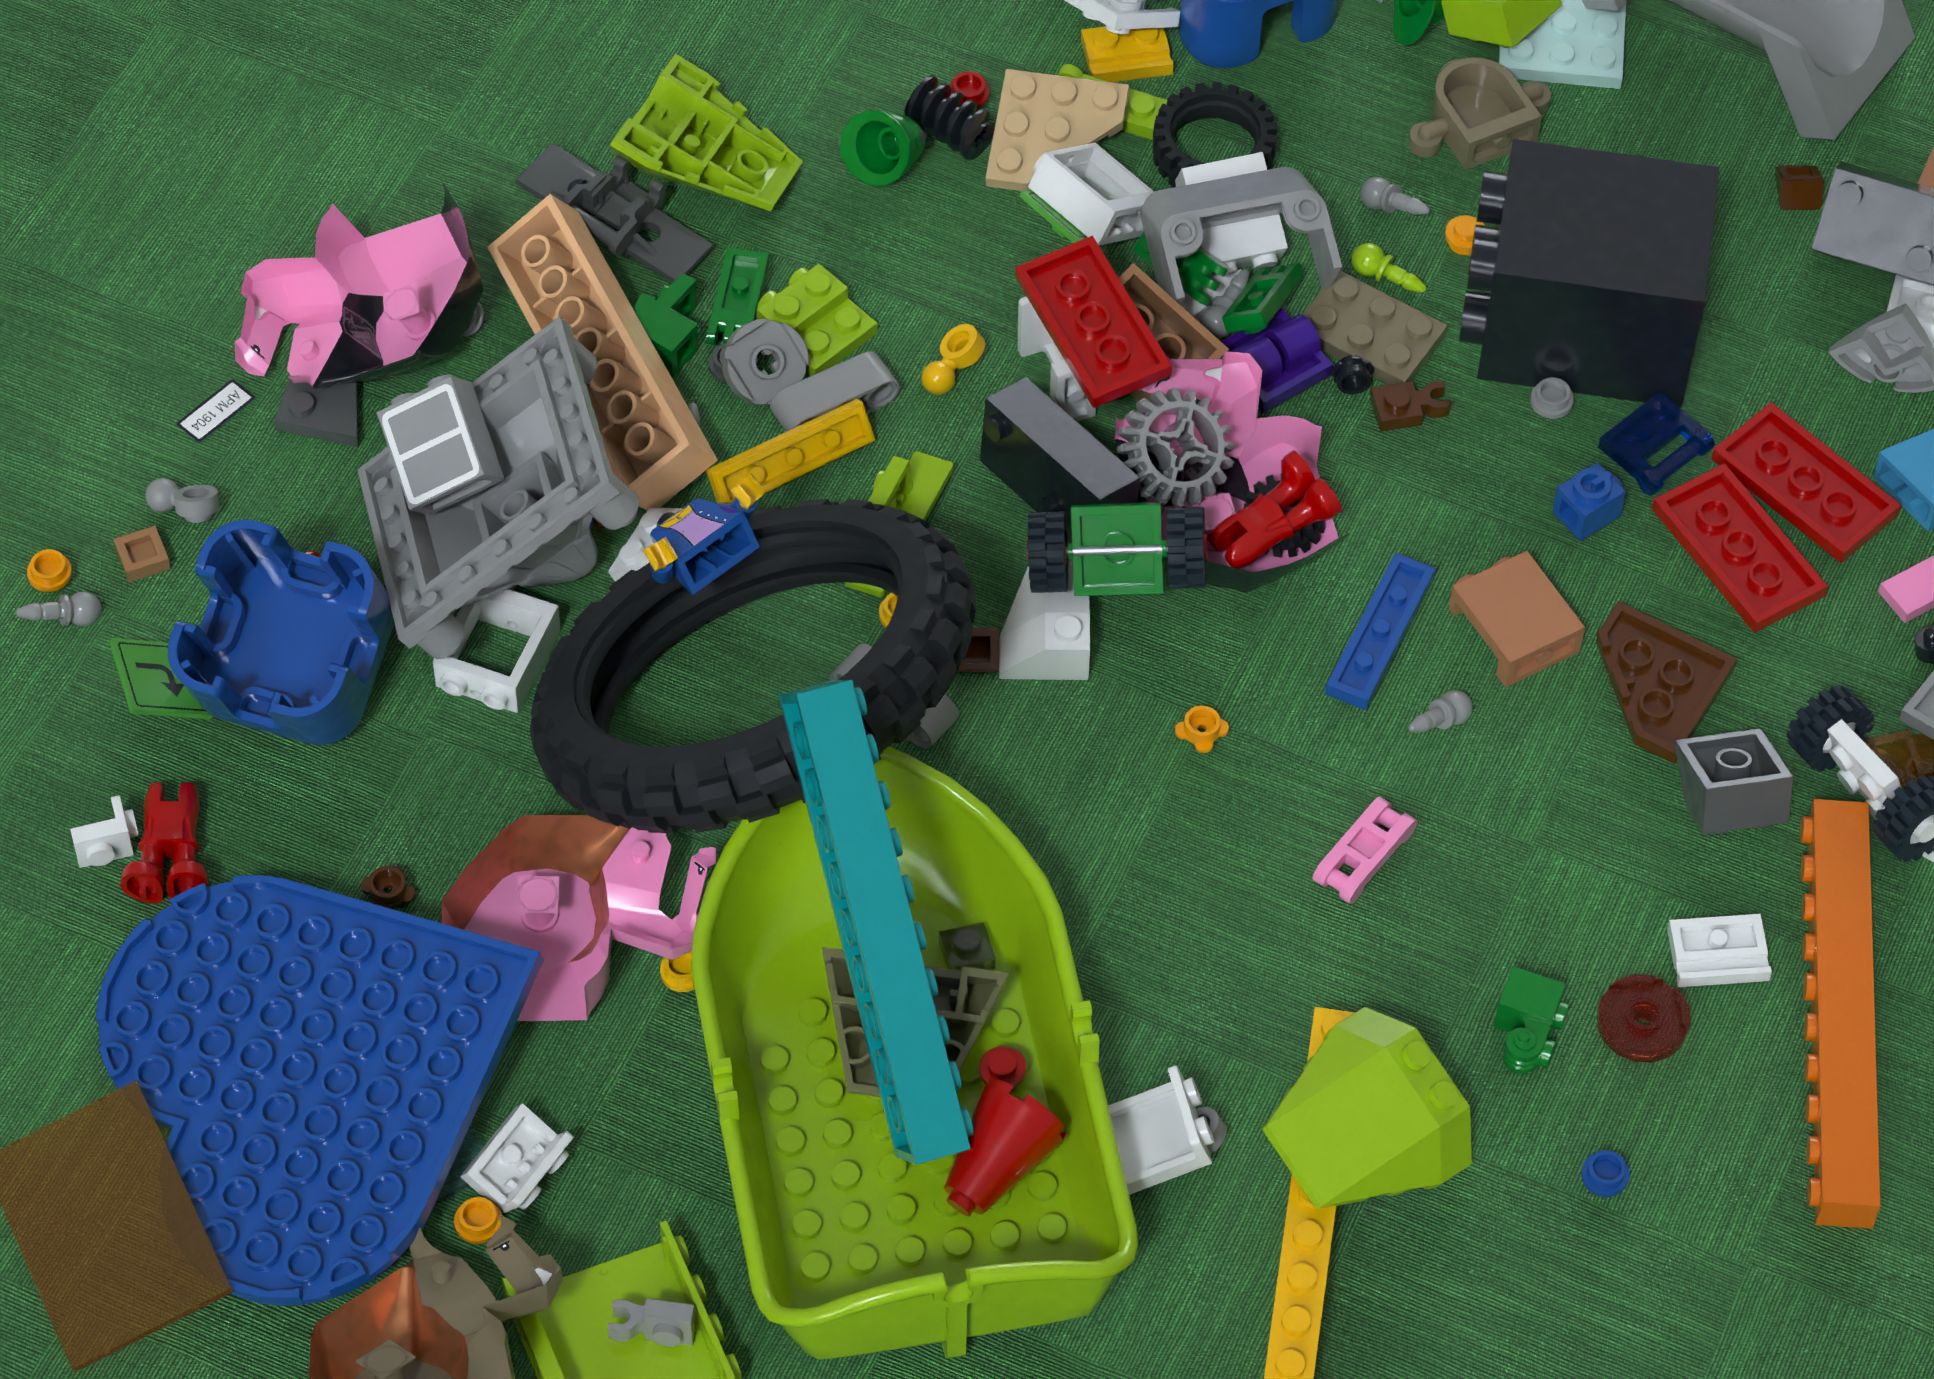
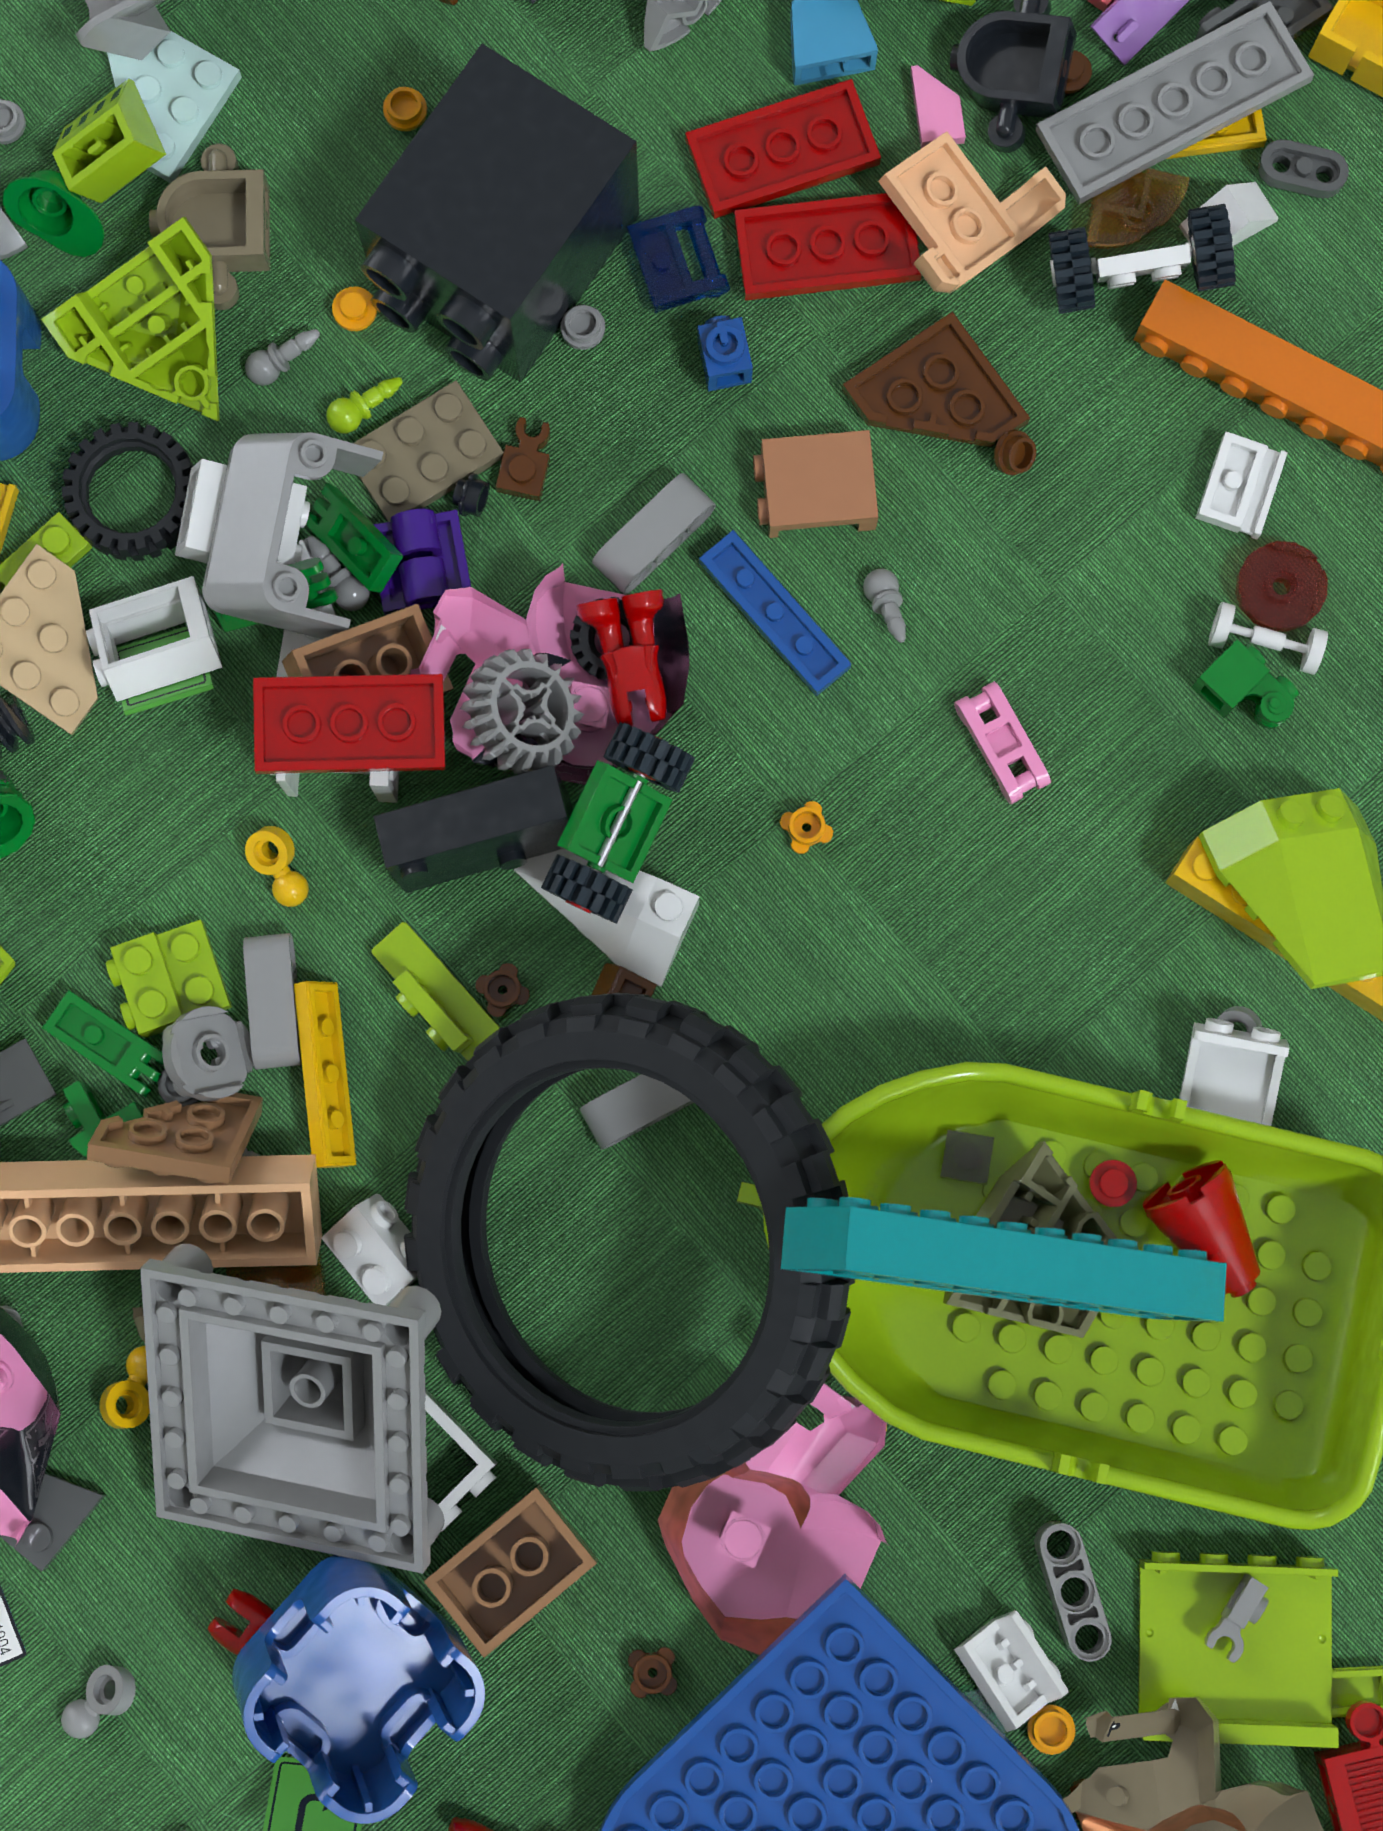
camera: 65 degrees left, 25 degrees up
(141, 554) = (143, 1767): medium nougat tile -> none
(429, 739) = (511, 1571): none -> medium nougat brick
(440, 444) = (211, 1441): light grey brick -> none
(606, 1205) = (1089, 1607): none -> light grey beam
(684, 357) = (183, 1141): none -> medium nougat plate
(704, 538) = (451, 1230): blue torso -> none
(1361, 90) = (151, 322): none -> lime wedge
(1399, 514) = (653, 533): none -> light grey beam
(1596, 1062) = (1312, 650): none -> white wheel
(1638, 757) = (1014, 452): none -> reddish brown plate
(1734, 781) = (1080, 382): dark grey slope -> none
(1828, 627) = (961, 215): none -> light nougat piece

